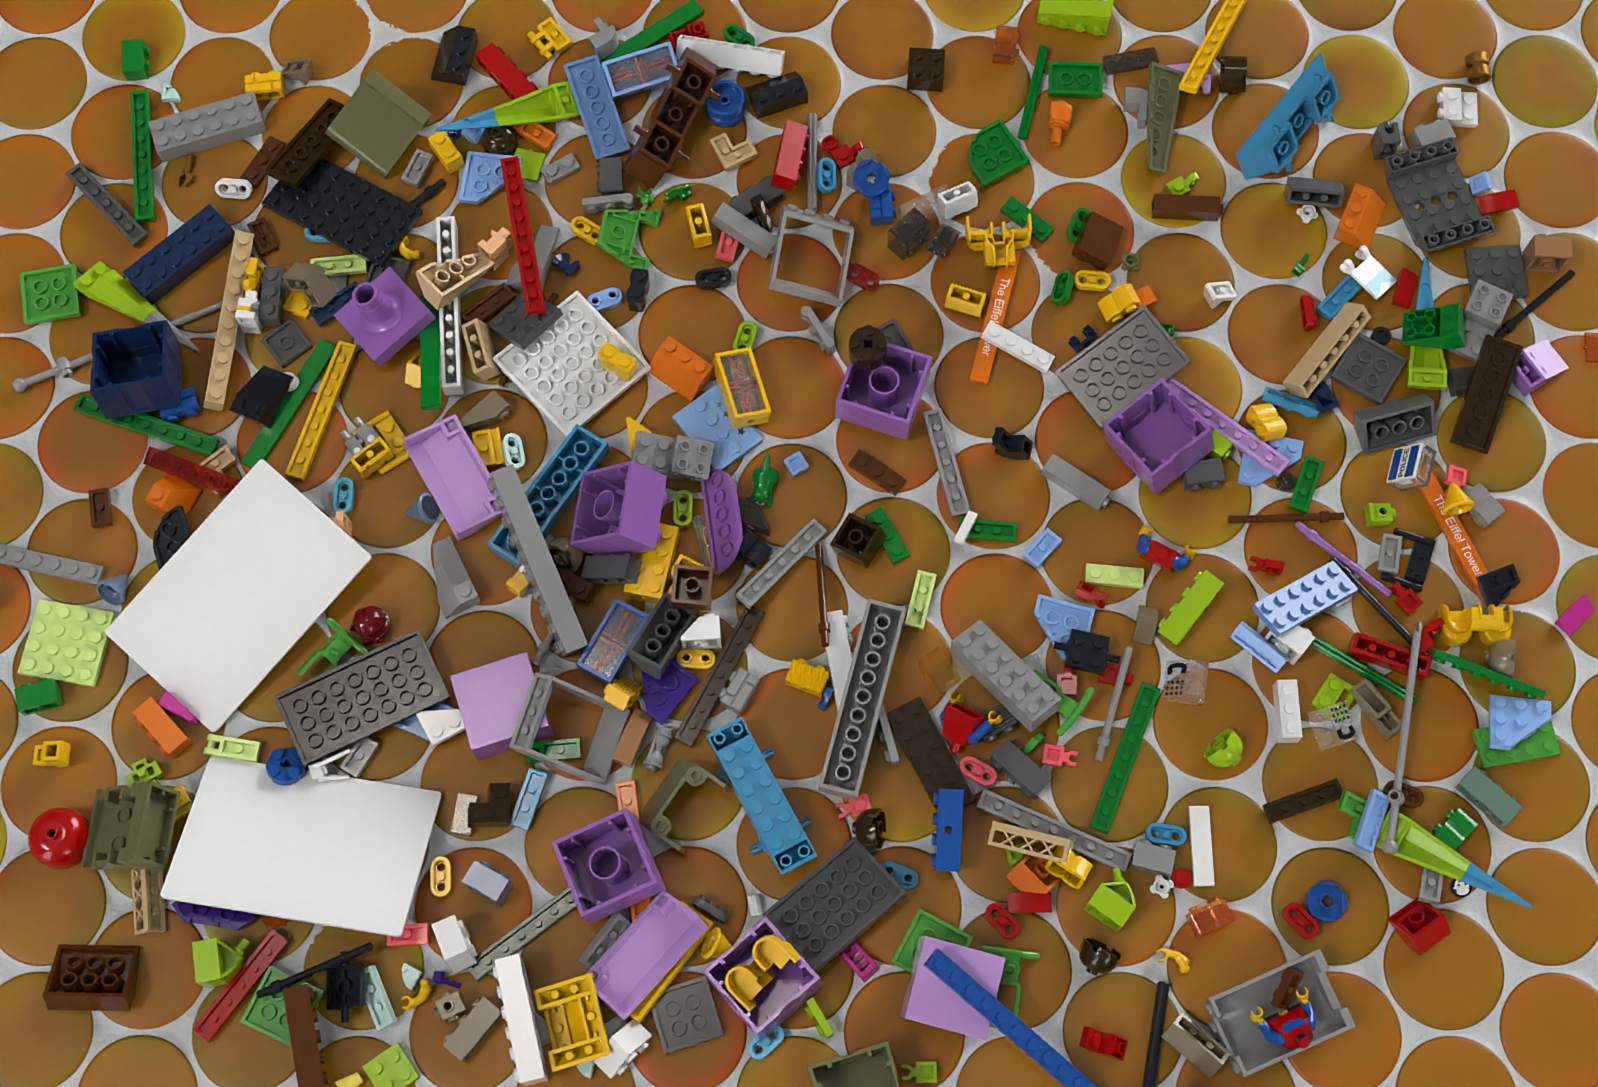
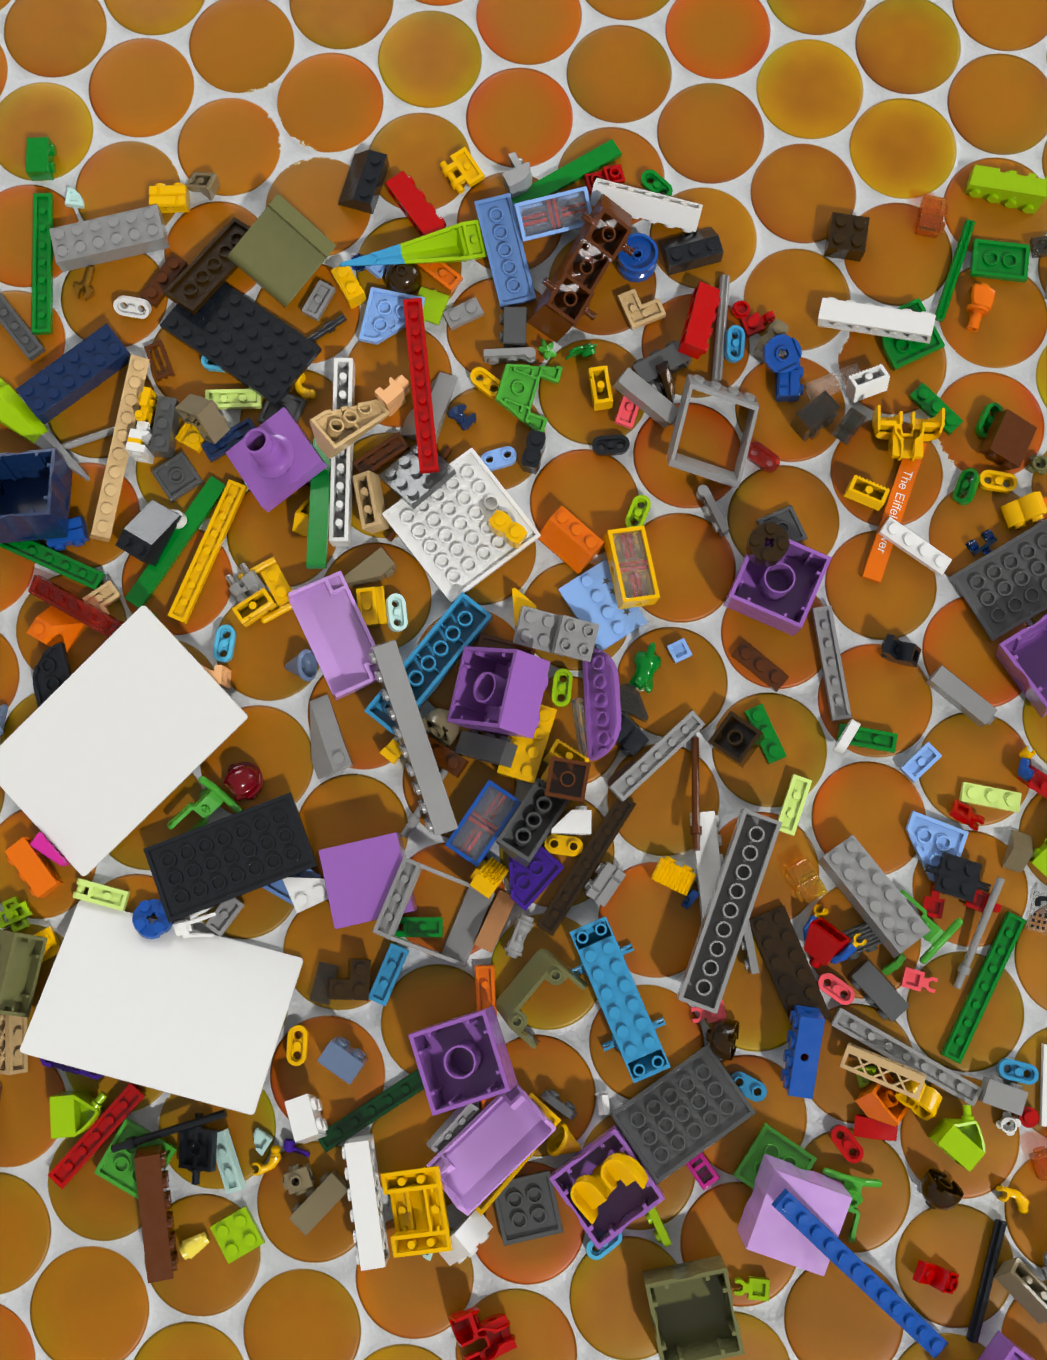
camera: 10 degrees right, 10 degrees up
(412, 935) = (270, 1101): coral plate -> none
(960, 141) = (876, 320): none -> white brick

